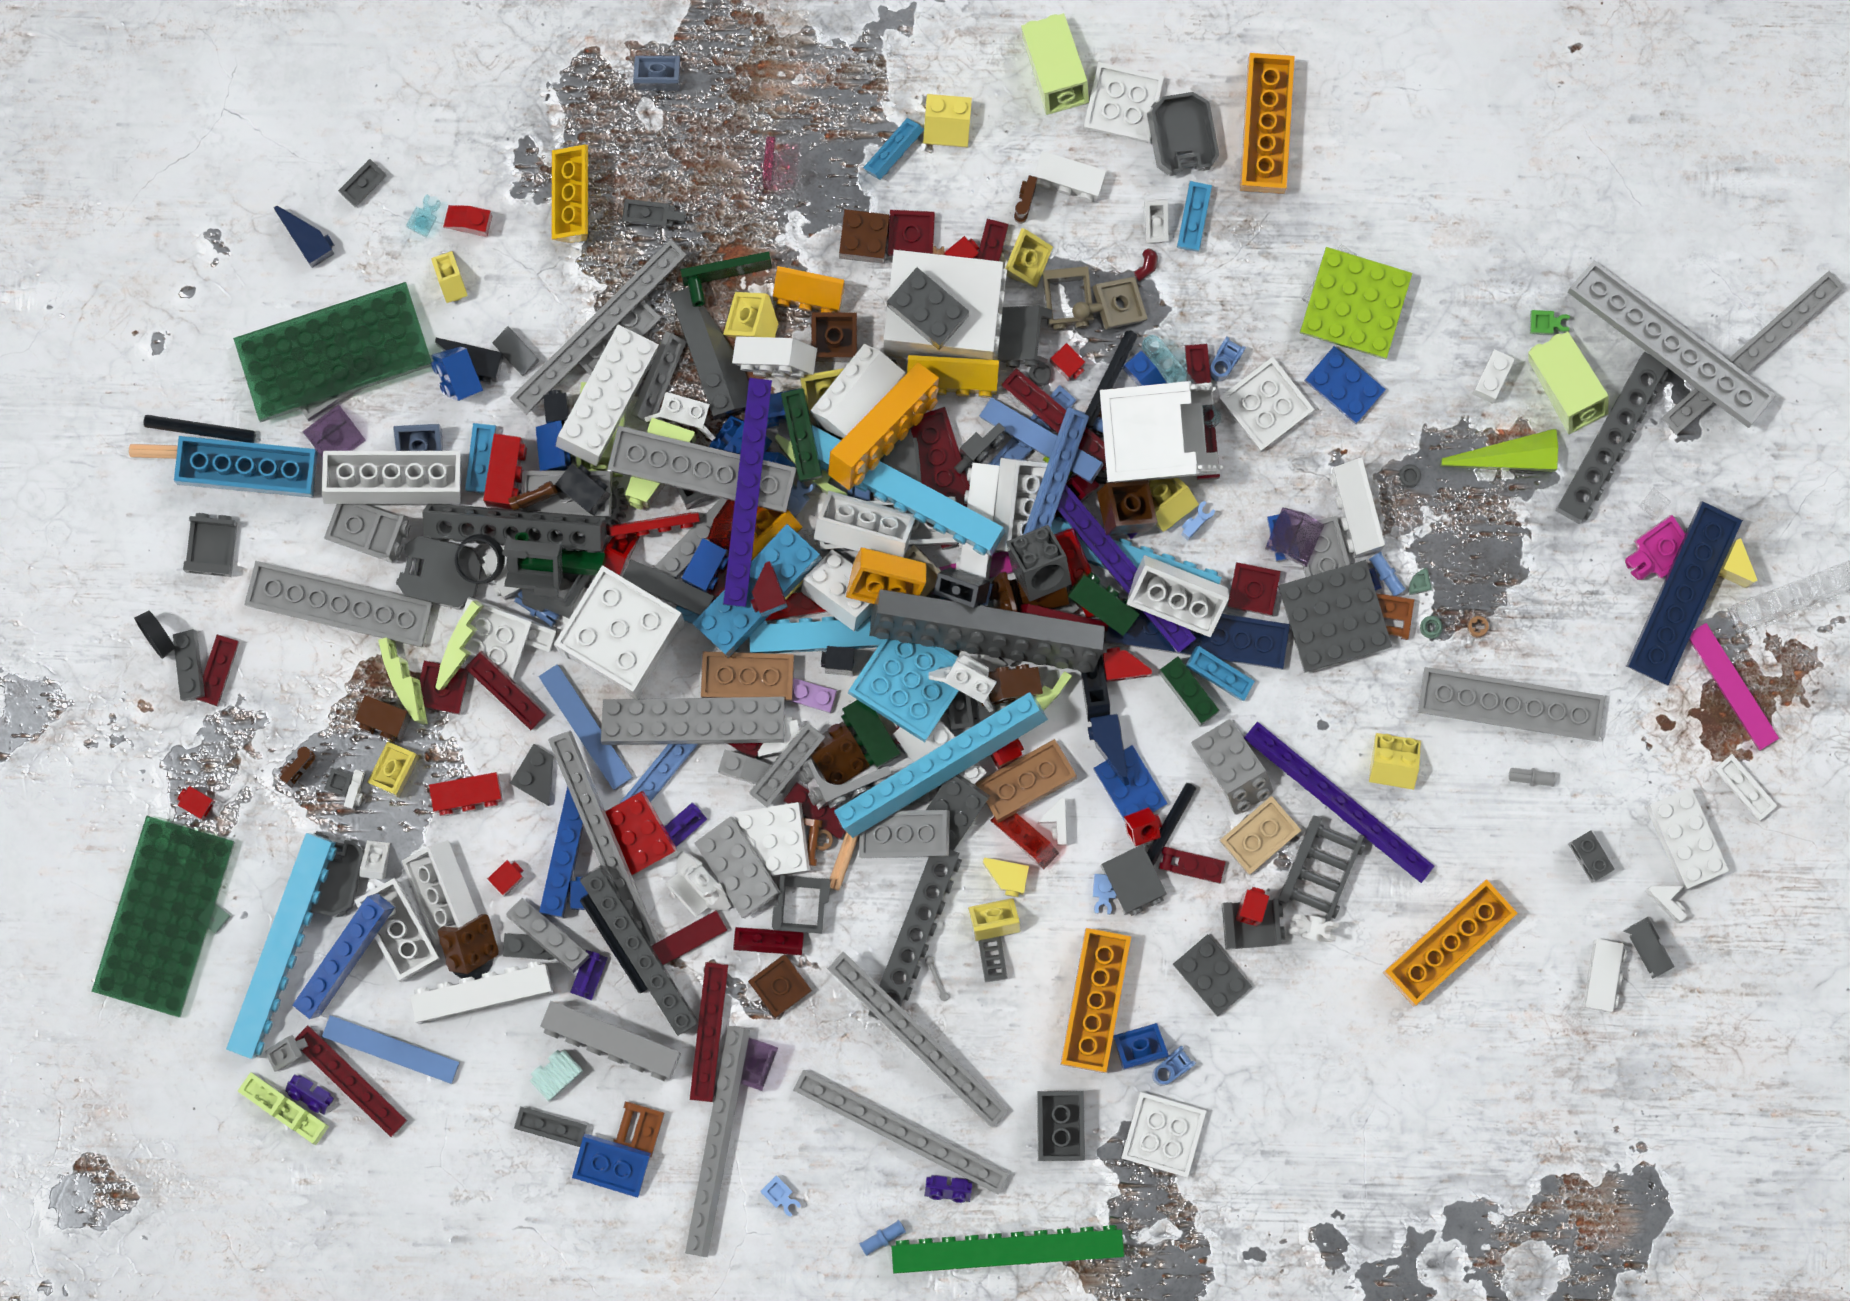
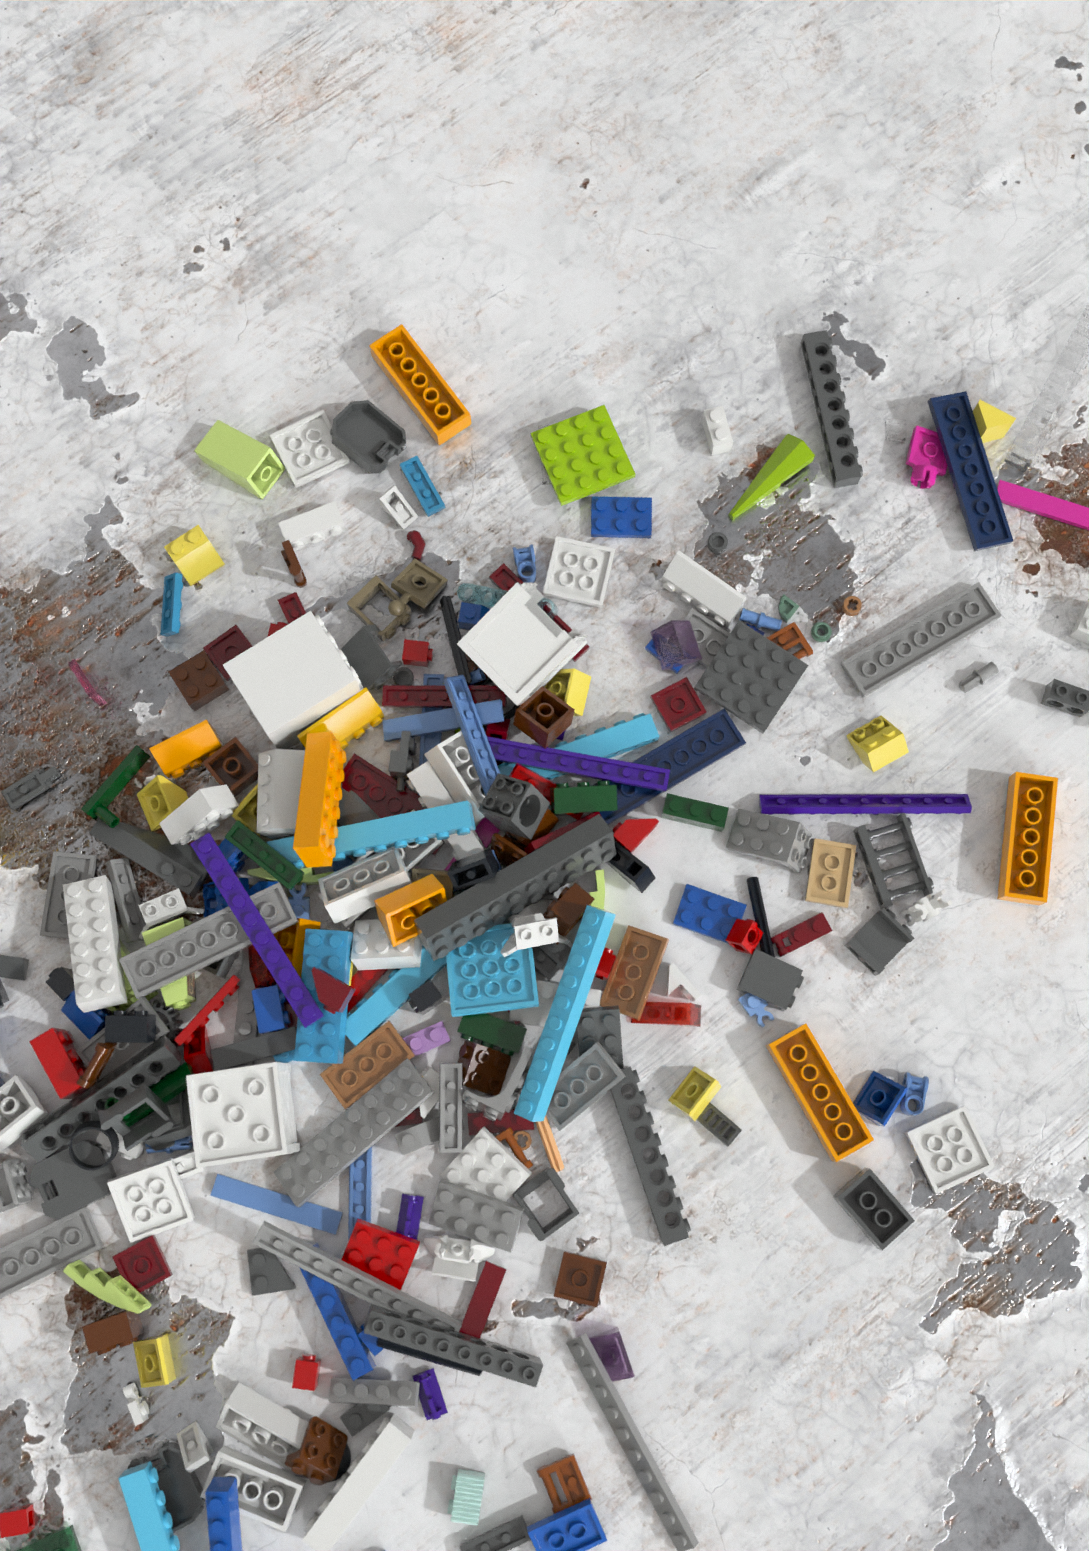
camera: 35 degrees left, 5 degrees down
(293, 772) = (76, 1425): reddish brown plate -> none
(338, 782) = (117, 1408): dark grey plate -> none
(455, 652) = (129, 1231): yellowish green slope -> none
(465, 793) = (224, 1333): red brick -> none
(479, 457) = (34, 1067): dark azure plate -> none
(506, 690) = (193, 1227): dark red tile -> none
(598, 326) = (51, 899): light grey plate -> none
(606, 1038) = (487, 1435): light grey brick -> none
(709, 1032) = (556, 1361): dark red plate -> none
(768, 941) = (543, 1252): dark red plate -> none
(777, 1193) = (709, 1442): light blue plate -> none
(882, 1237) = (815, 1408): medium blue pin -> none
(900, 1132) = (760, 1314): light grey plate -> none
(917, 1039) = (715, 1234): light grey plate -> none
(927, 308) = (281, 685): dark grey brick -> none
(943, 995) = (705, 1181): light grey hinge -> none
(958, 1191) = (825, 1333): dark purple hinge -> none
(1007, 875) = (678, 1053): light yellow slope -> none
(1008, 1250) = (913, 1338): green brick -> none
(1028, 258) = (329, 603): light yellow slope -> none
(1109, 742) = (669, 895): dark blue slope -> none
(1177, 596) = (632, 750): white slope -> none
(1193, 525) = (598, 694): light blue plate -> none
(1212, 975) = (882, 1002): dark grey plate -> none
(1220, 673) = (705, 781): dark azure plate -> none
(1252, 906) = (874, 928): red brick -> none
(1544, 322) = (720, 370): bright green plate -> none
(1569, 382) = (771, 394): yellowish green slope -> none
(1671, 344) = (817, 315): light grey plate -> none
(1760, 346) = (872, 283): light grey plate -> none

